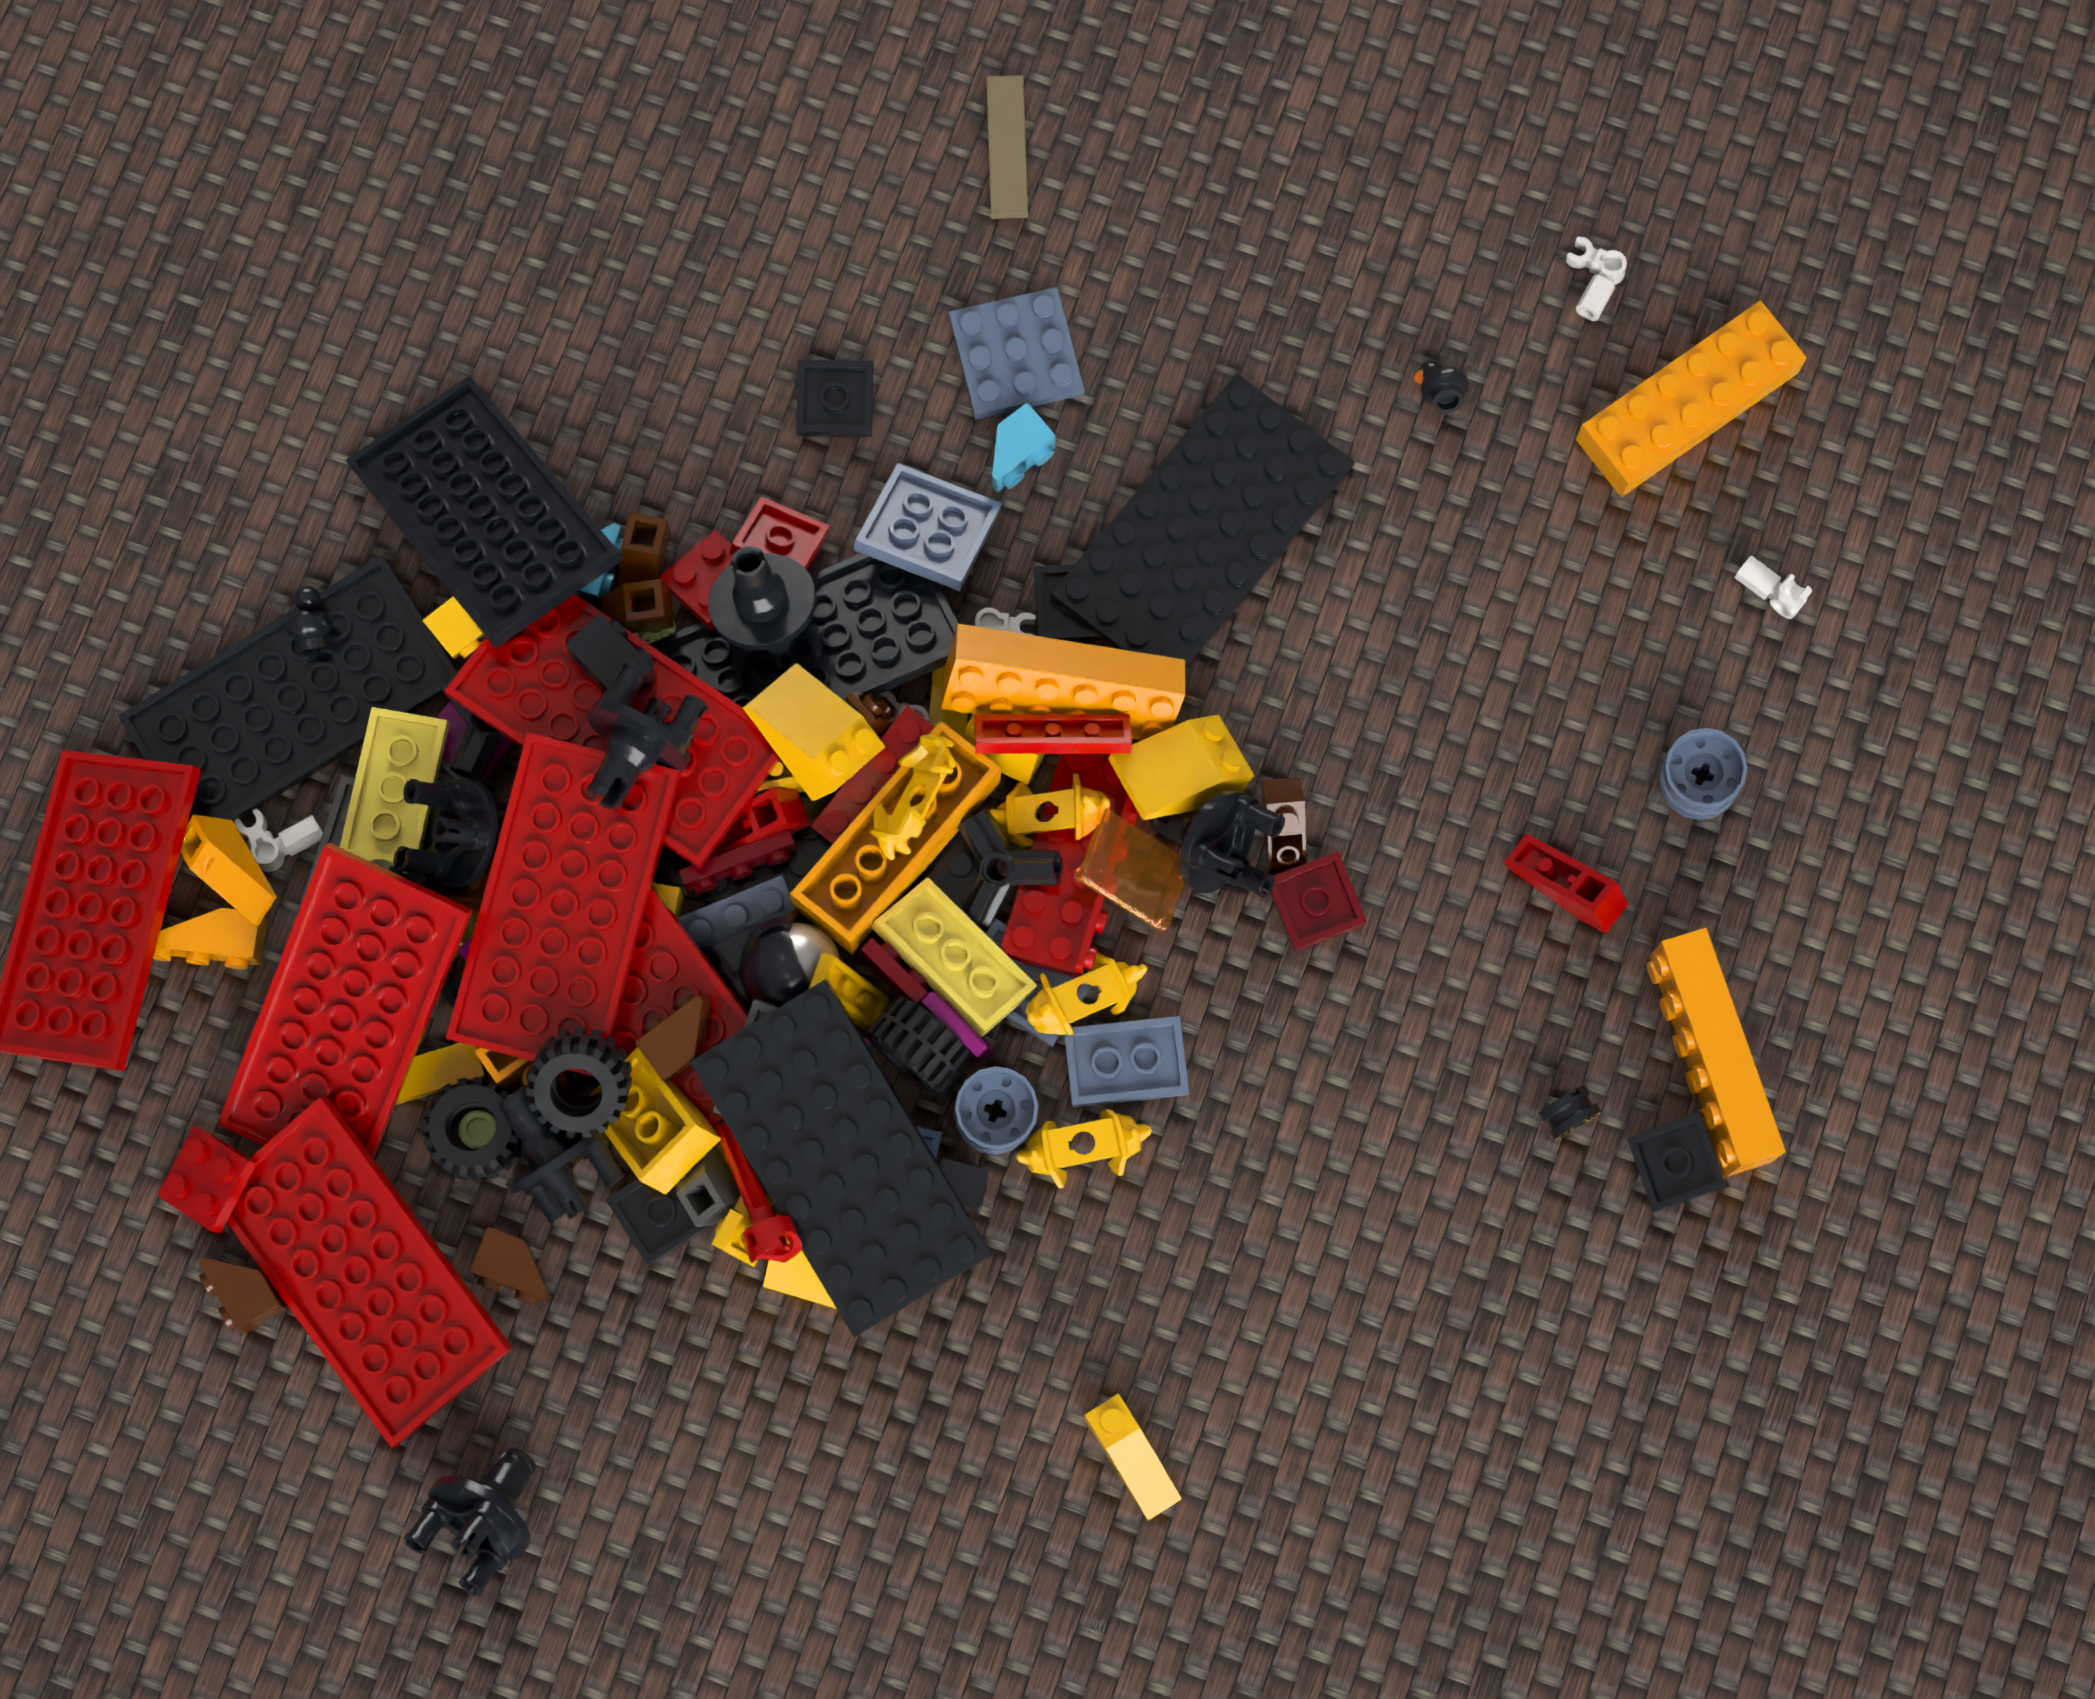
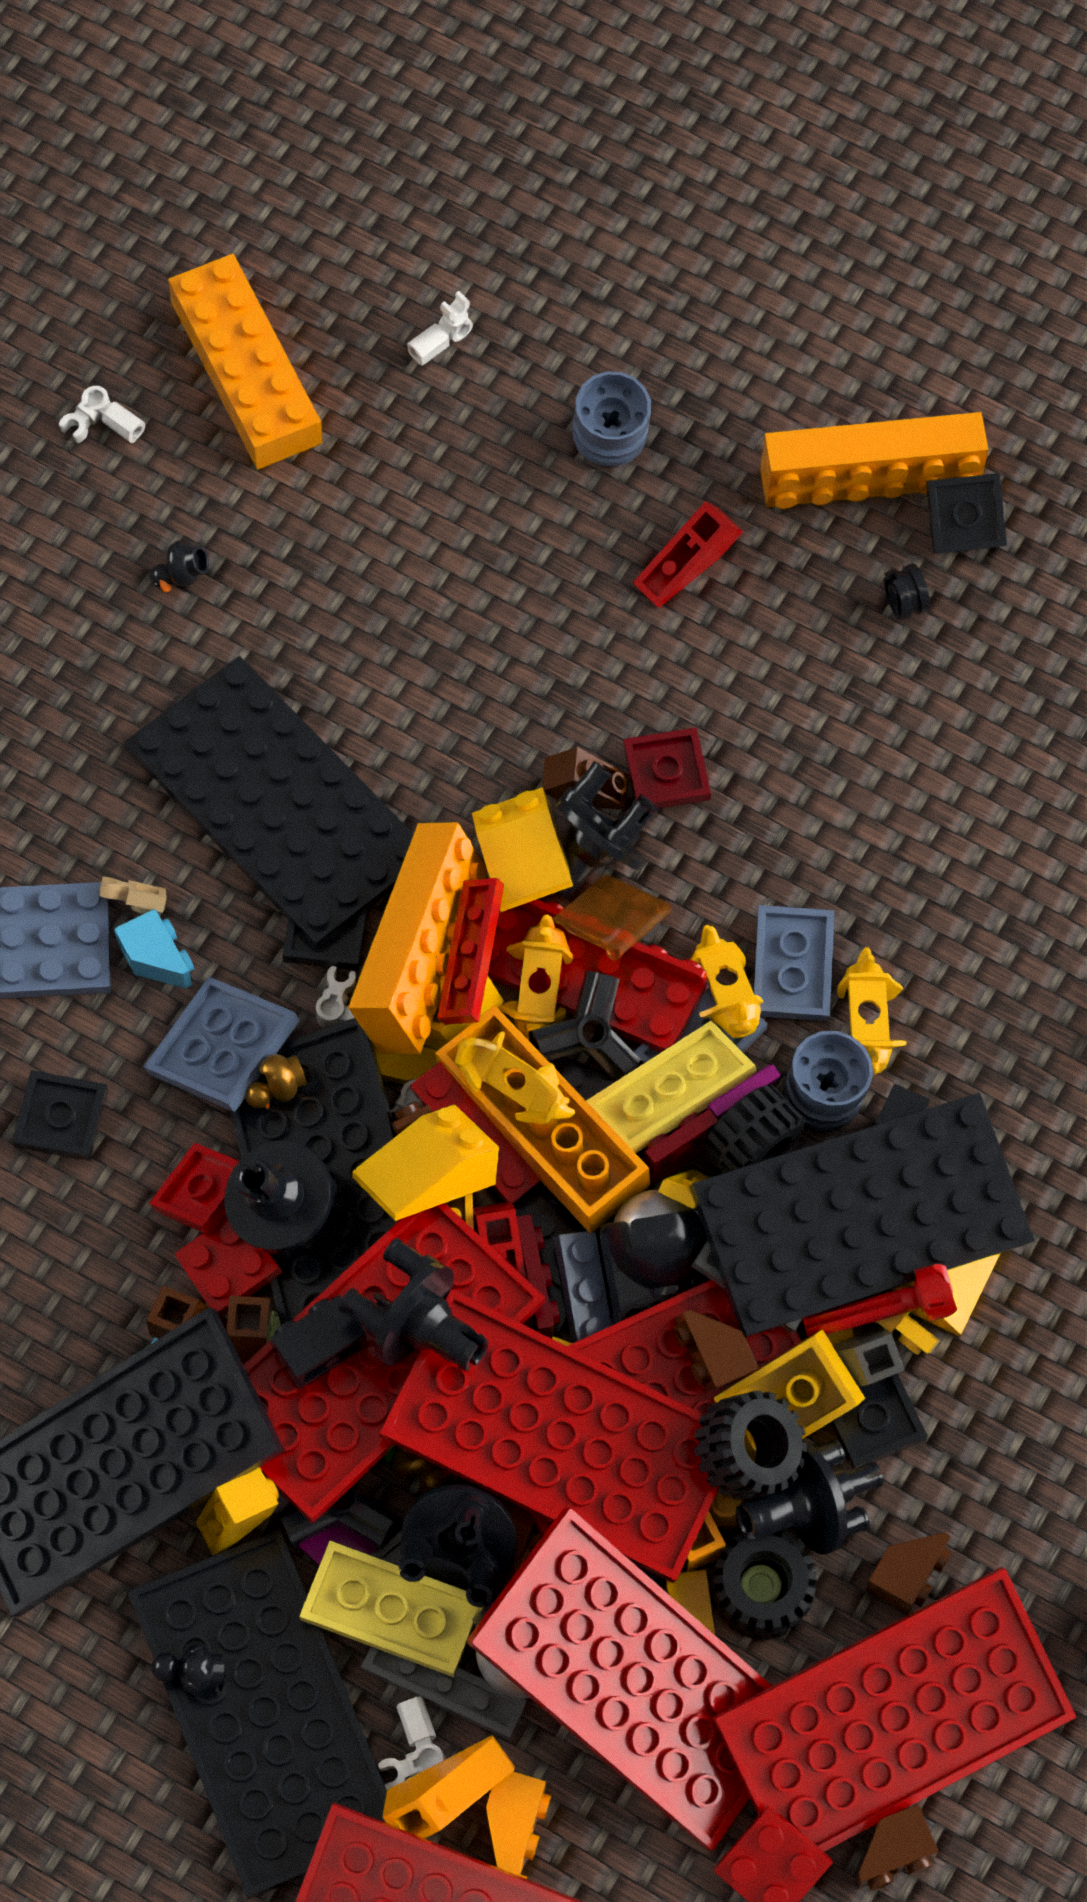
camera: 80 degrees left, 10 degrees down
(891, 581) = (283, 1079): none -> pearl gold animal
(1071, 420) = (138, 895): none -> tan plate

